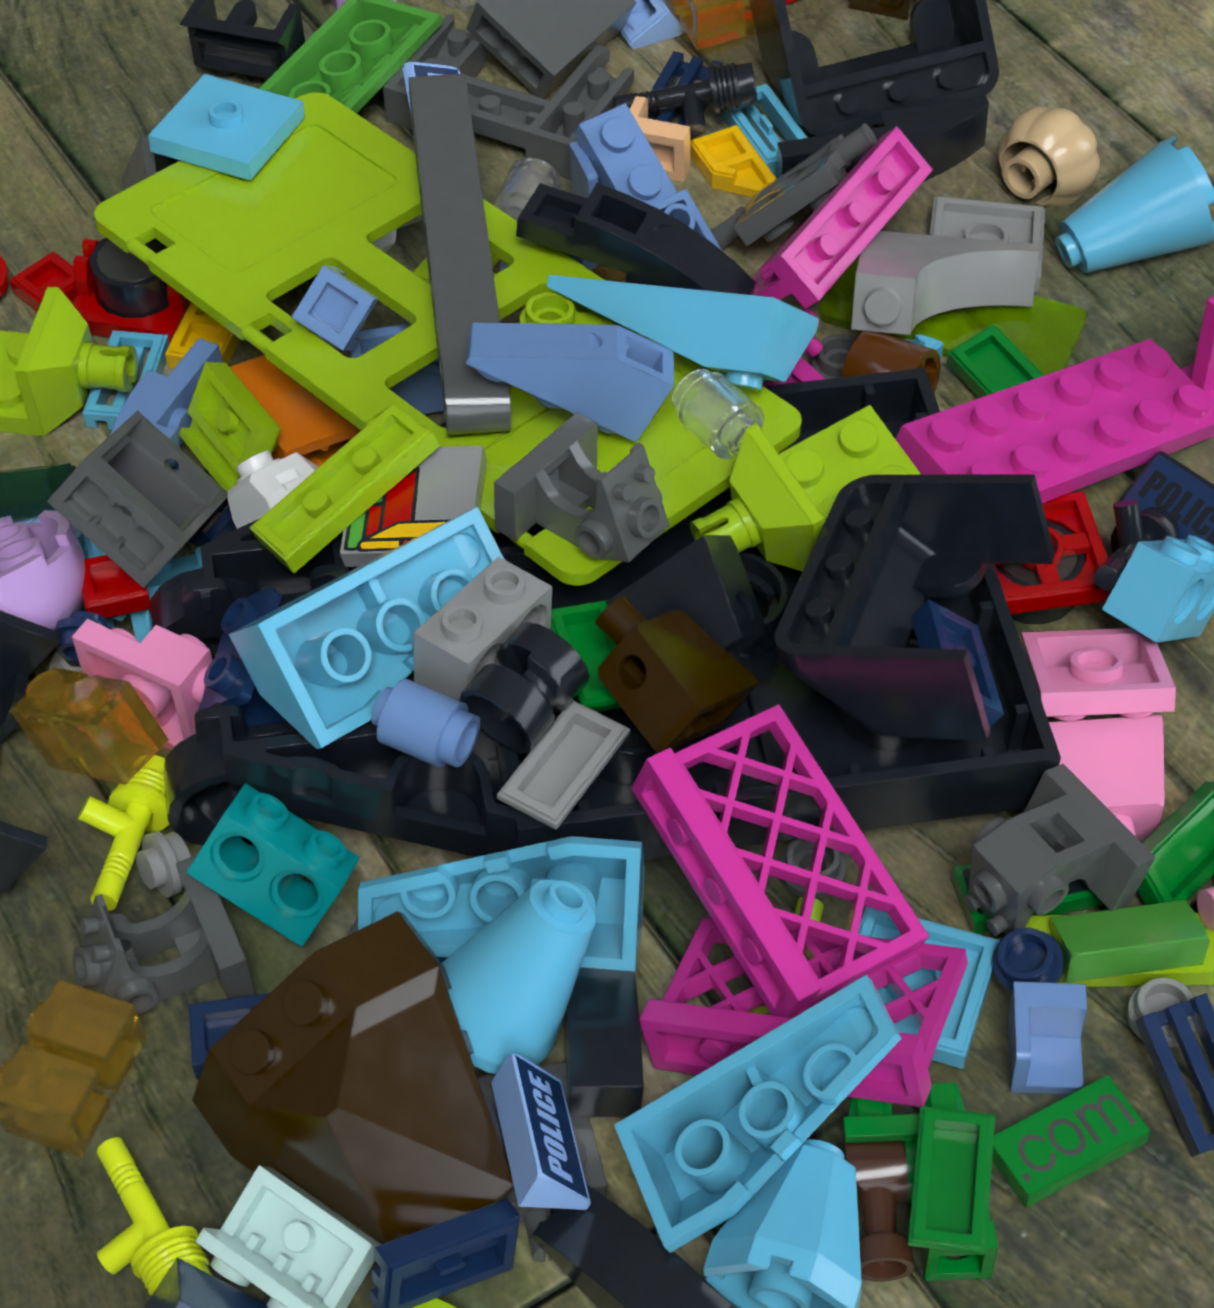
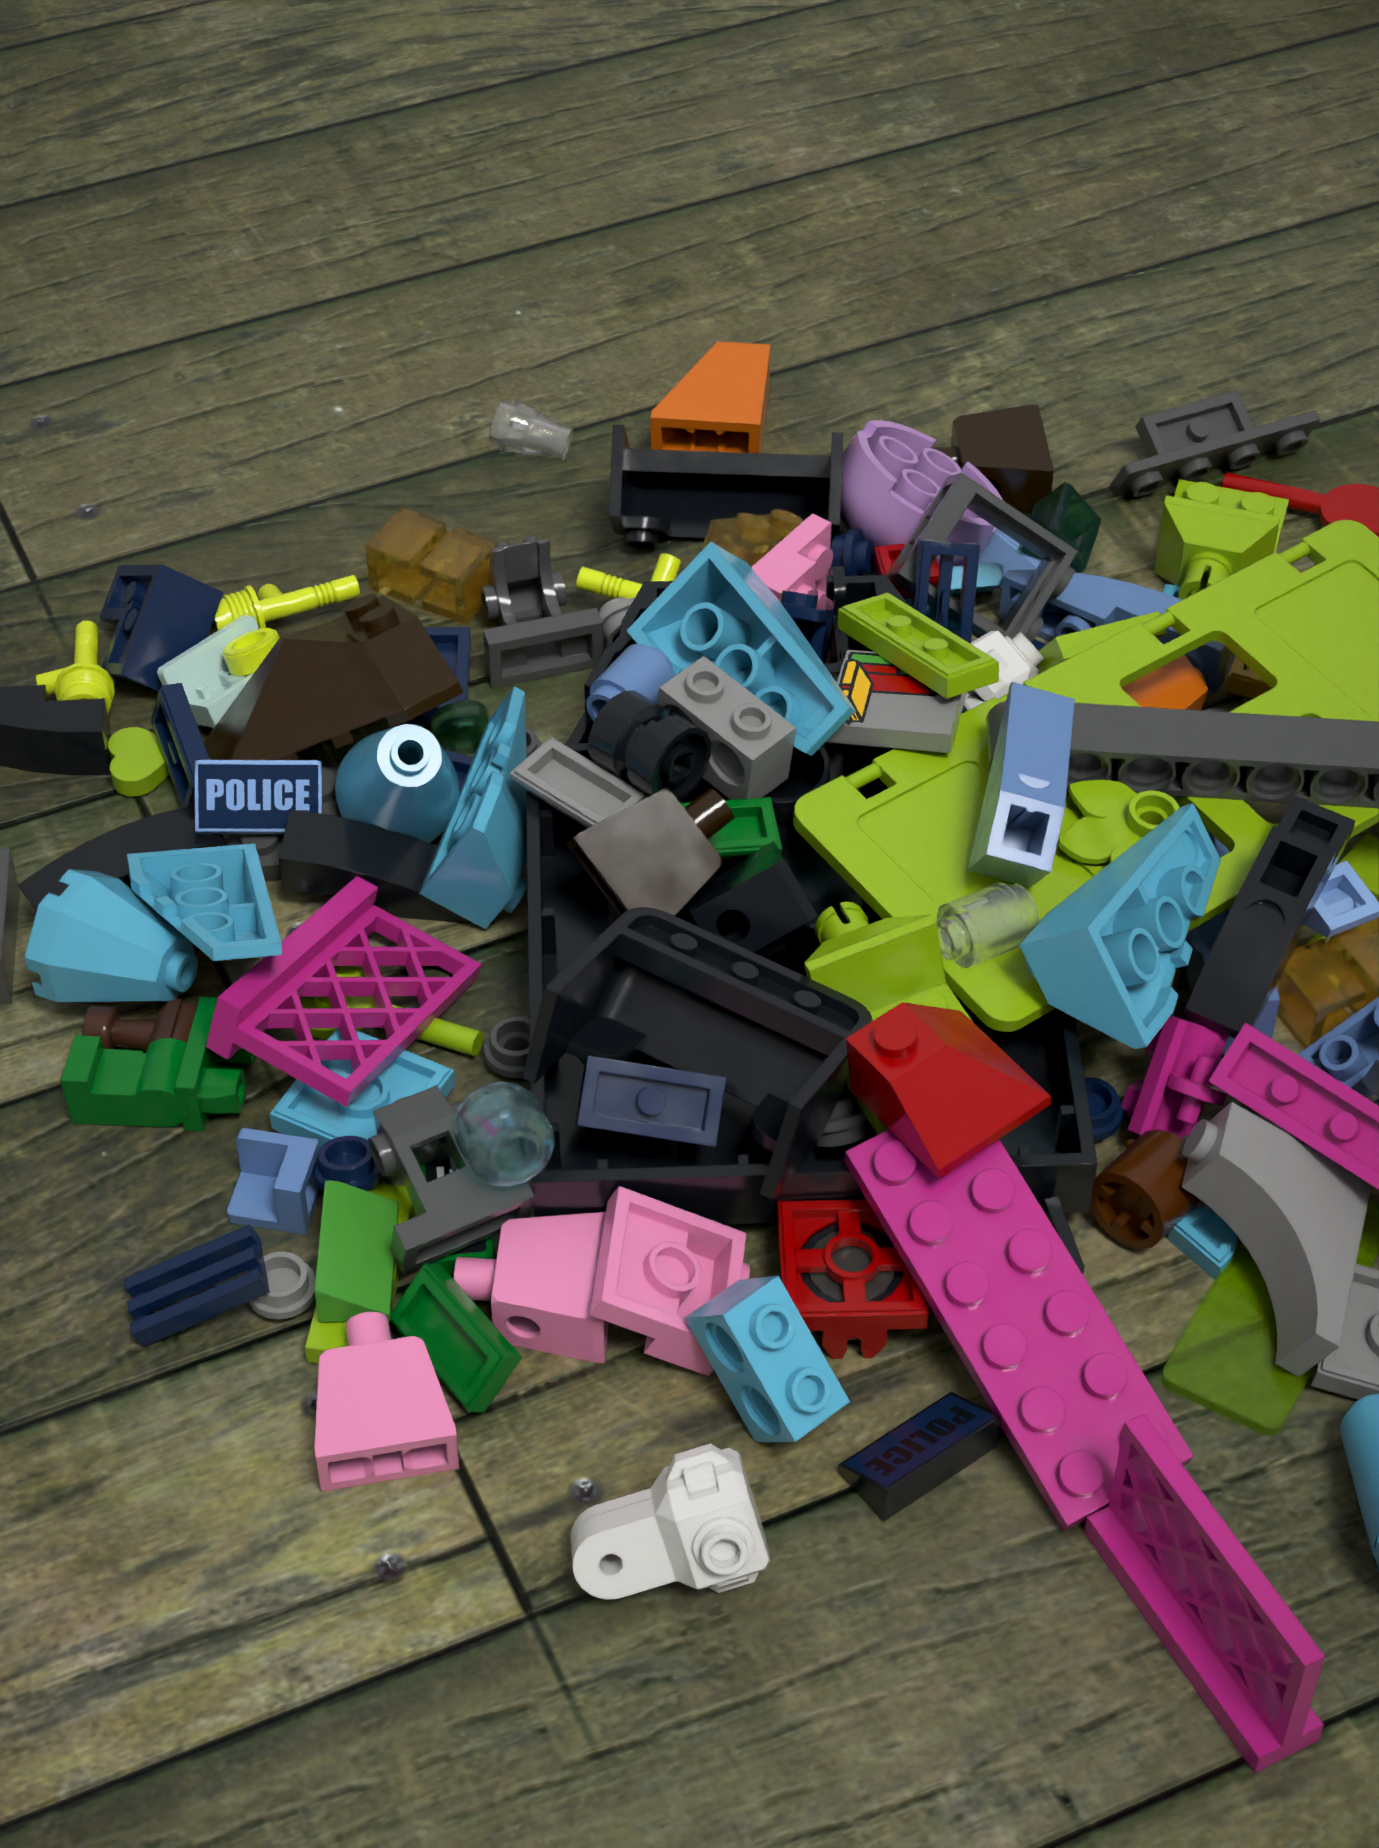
camera: 95 degrees right, 5 degrees down
(193, 506) = (947, 551): none -> dark blue tile
(263, 1217) = (249, 650): none -> neon yellow tile
(266, 876) = (558, 676): teal brick -> none
(335, 308) = (1184, 666): medium blue panel -> none
(562, 480) = (861, 808): dark grey tile -> none
(738, 899) = (433, 899): dark pink fence -> none
(919, 425) = (939, 1083): none -> red slope
(952, 1180) = (122, 1046): green tile -> none
(991, 363) = (1168, 1311): green tile -> none
(1037, 763) = (503, 1134): none -> clear light blue head
(1068, 1140) = (174, 1190): green tile -> none
(1130, 528) = (871, 1383): black piece -> none

